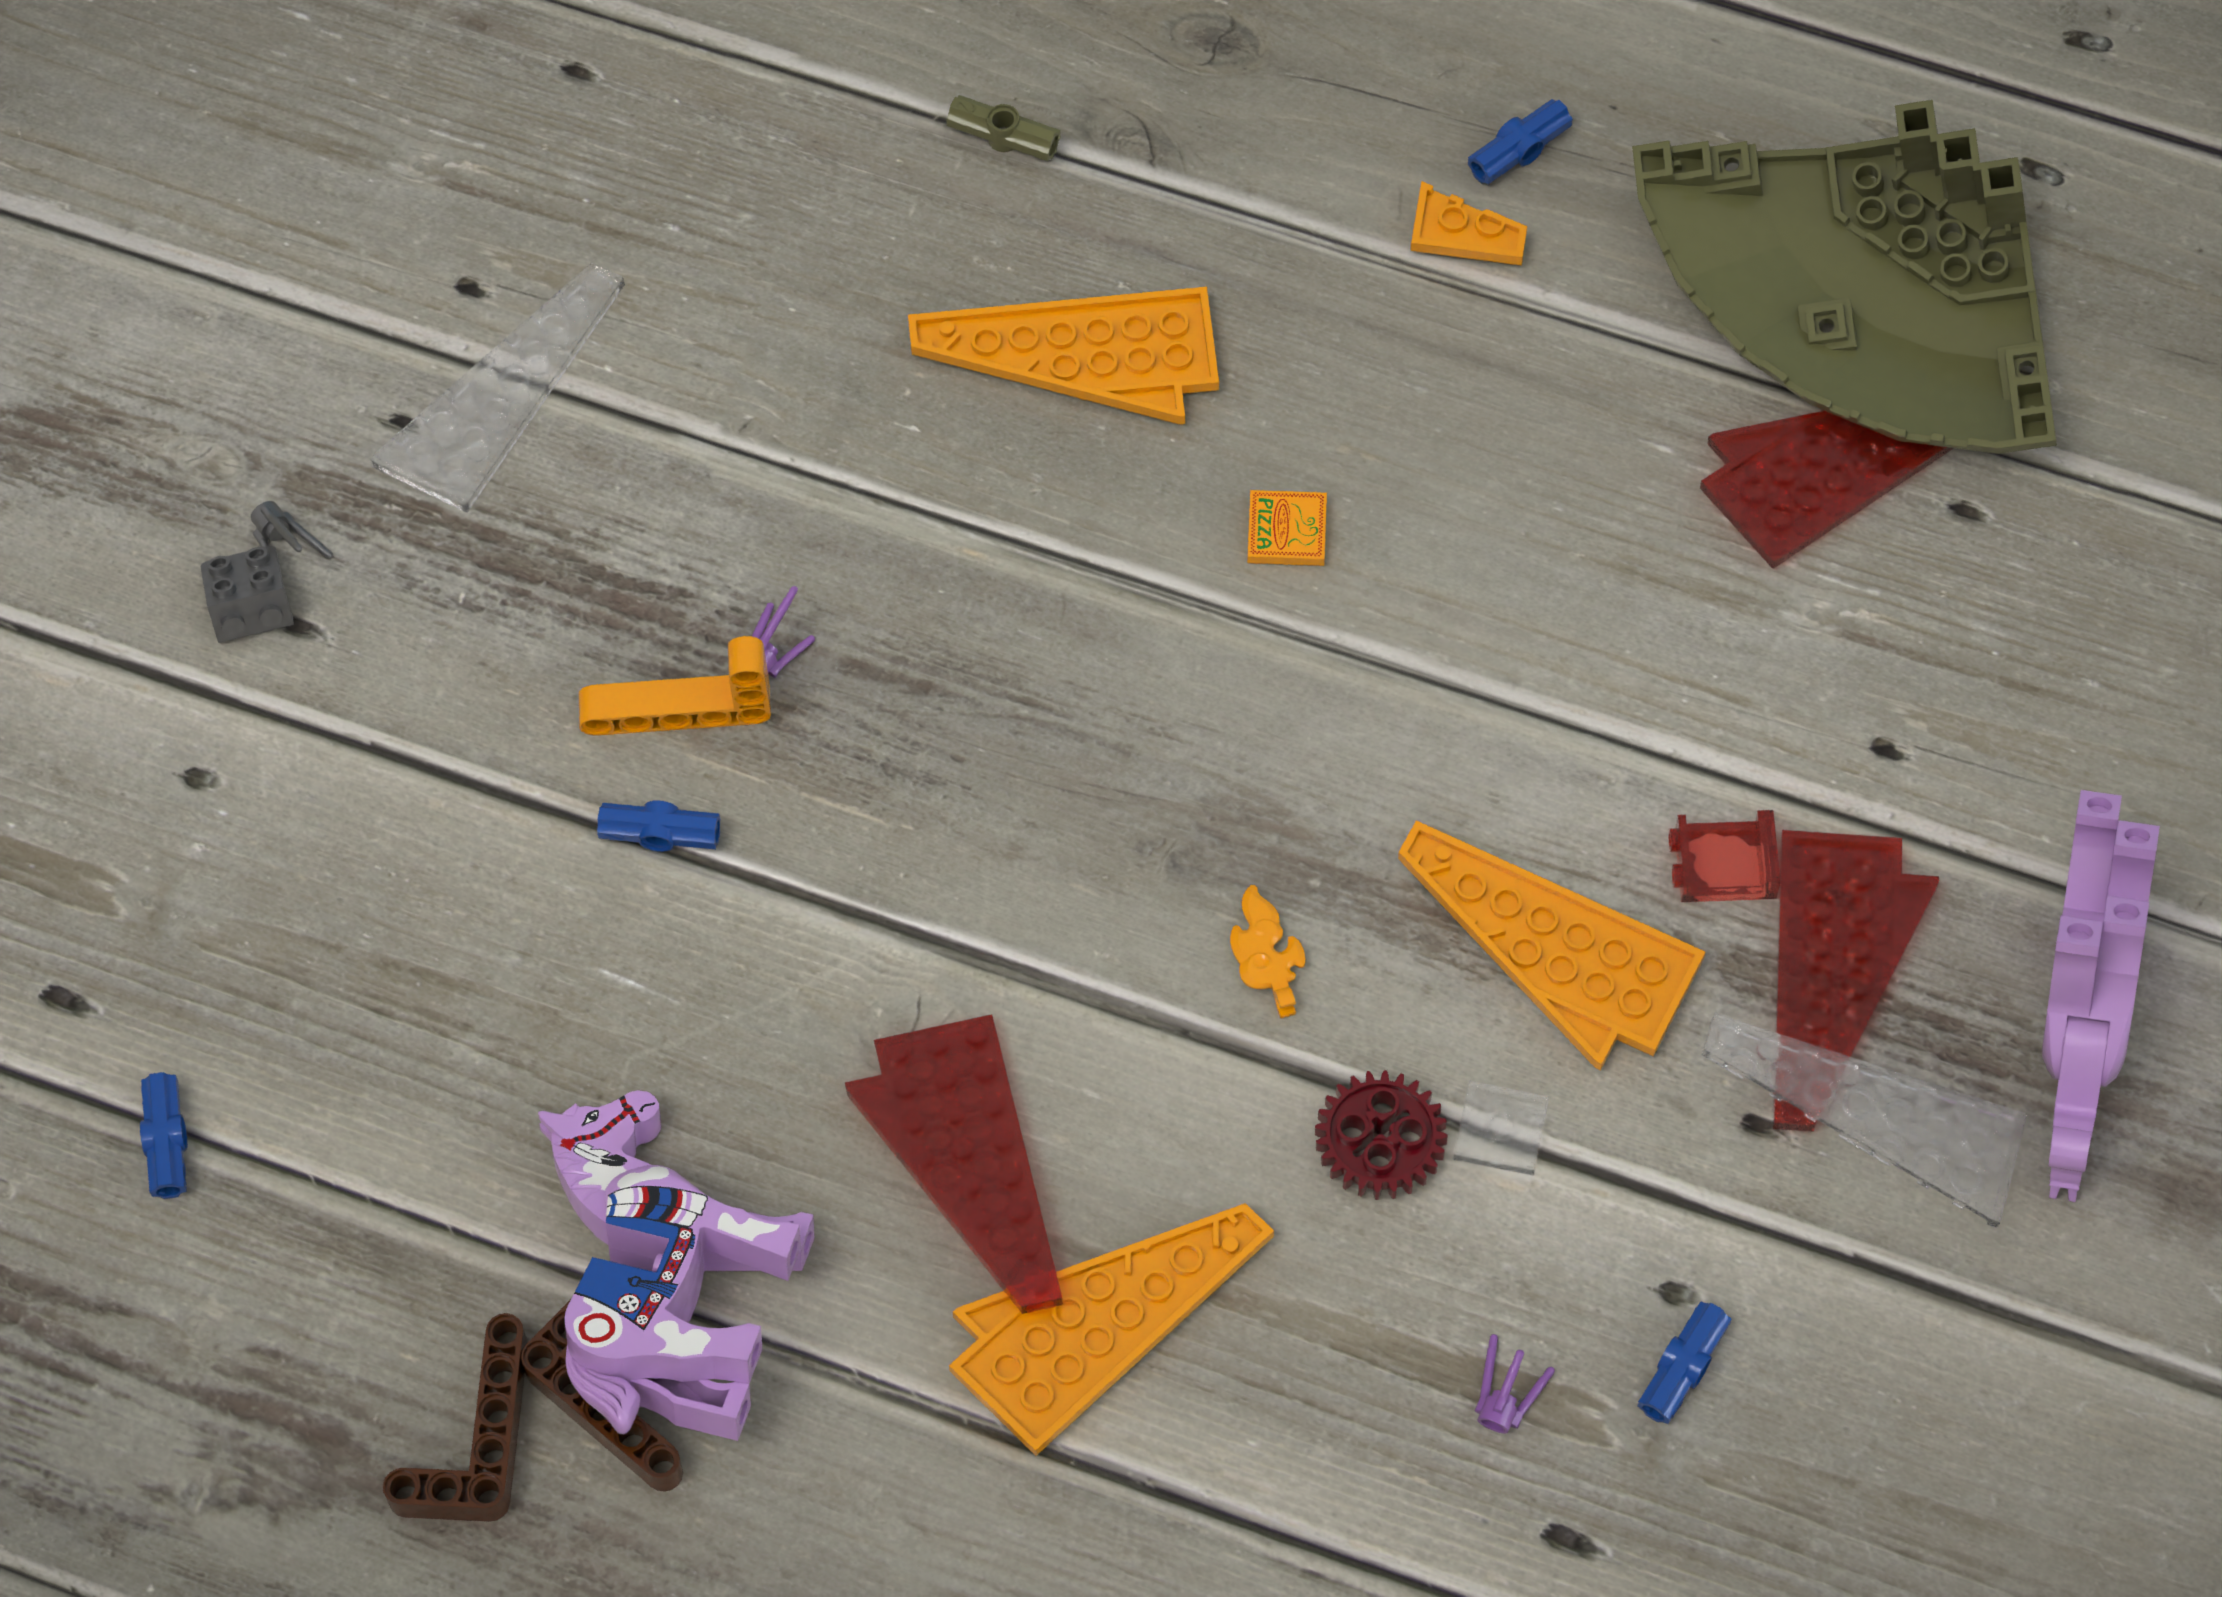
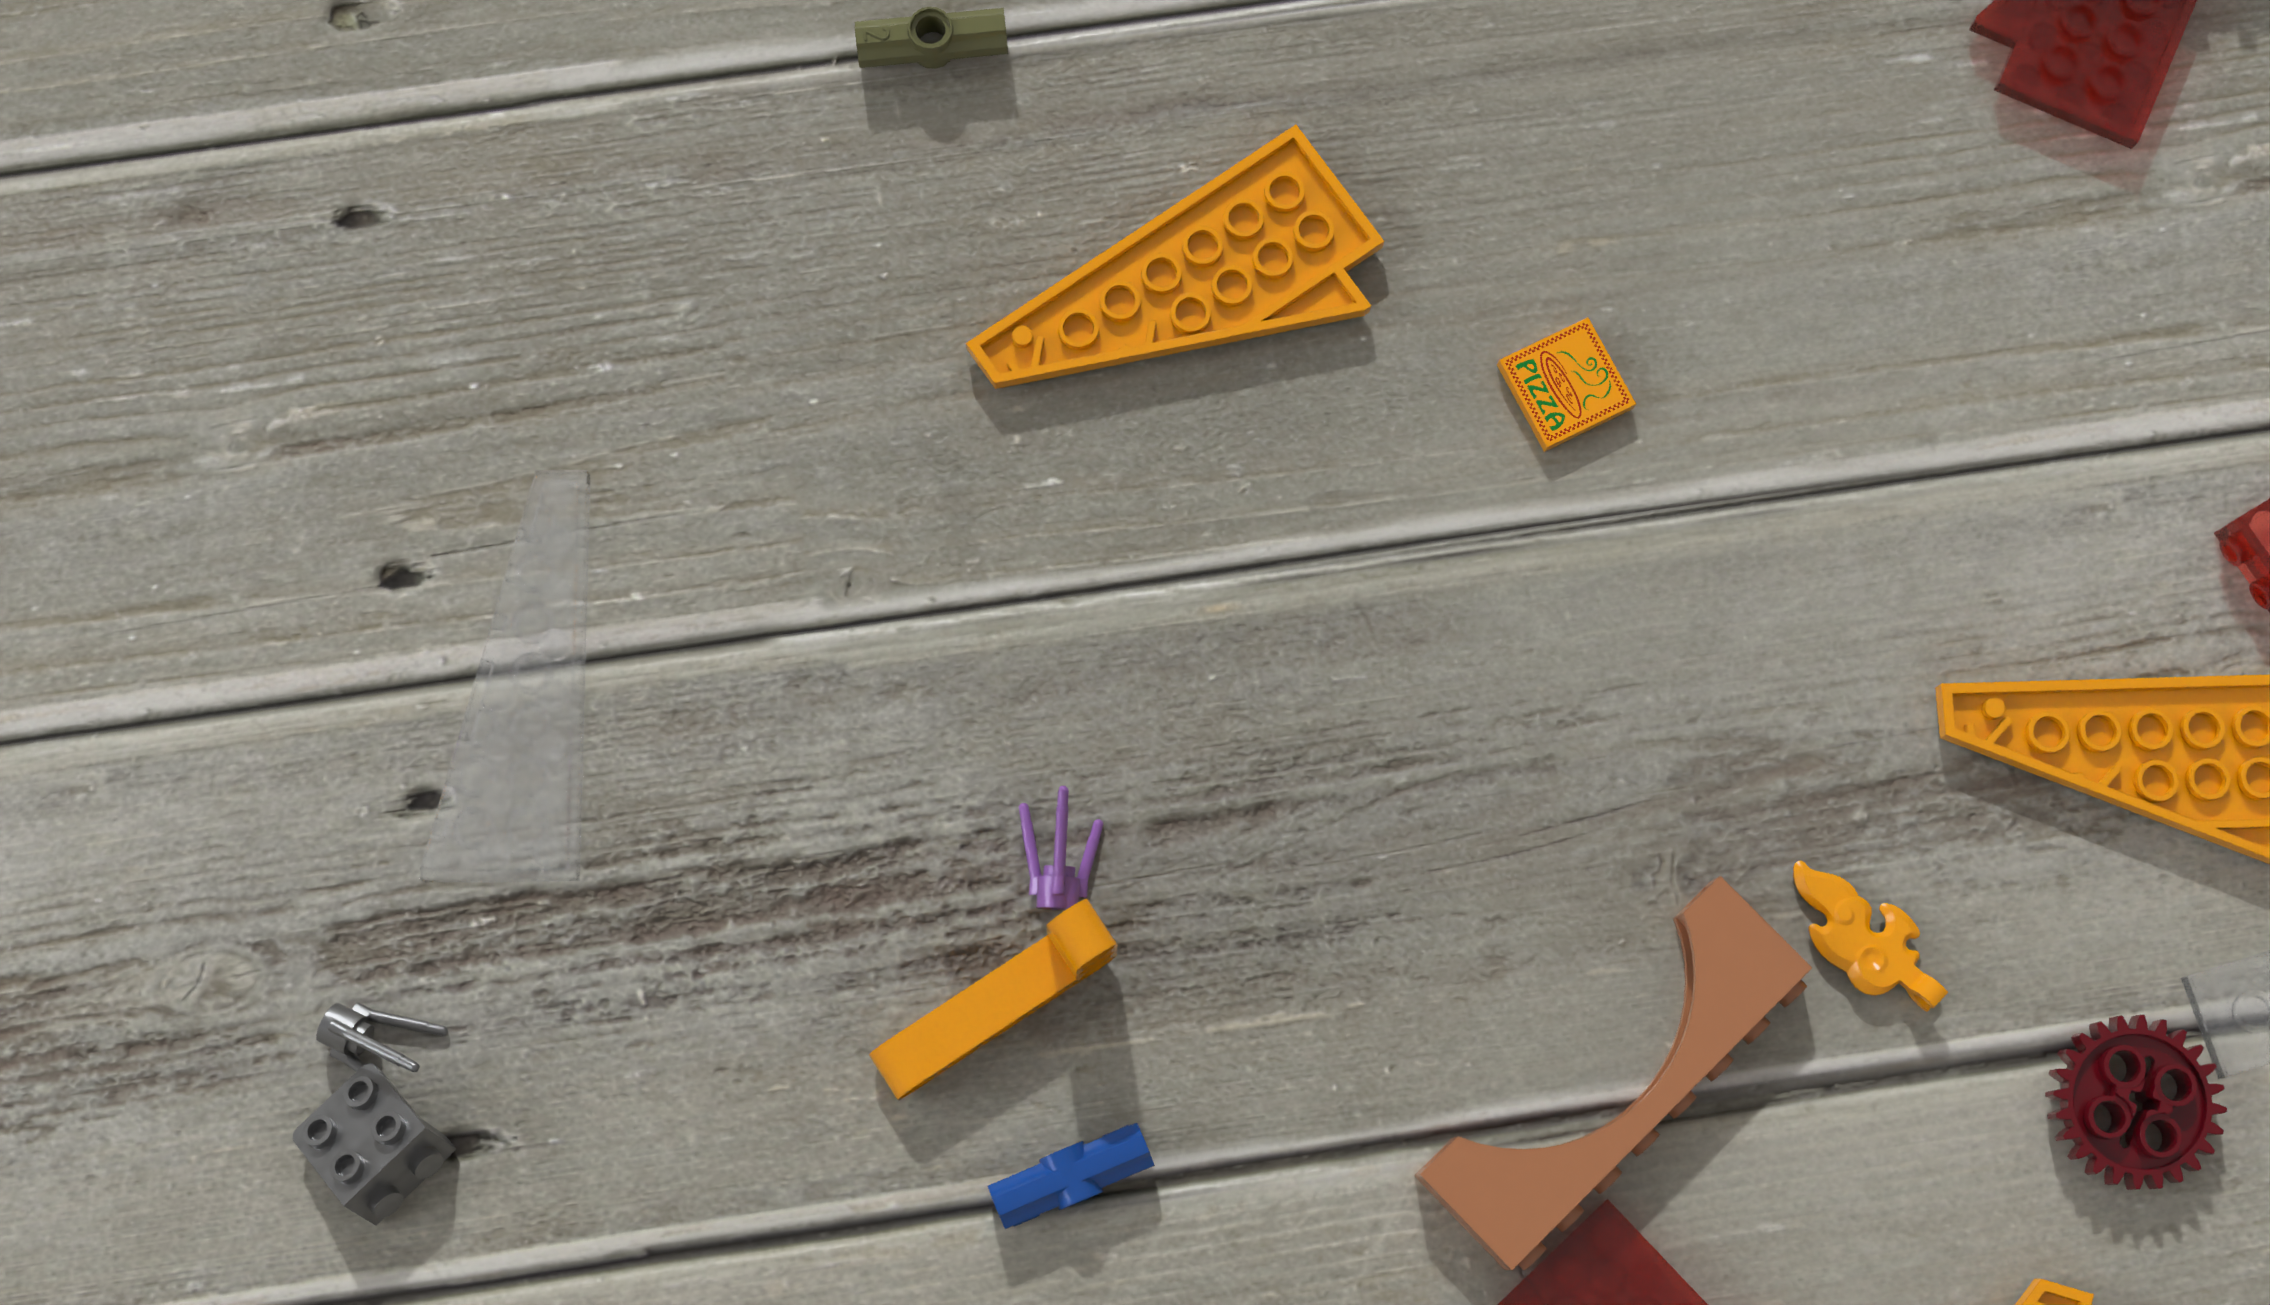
camera: 35 degrees left, 15 degrees up
(942, 982) = (1732, 979): none -> nougat arch

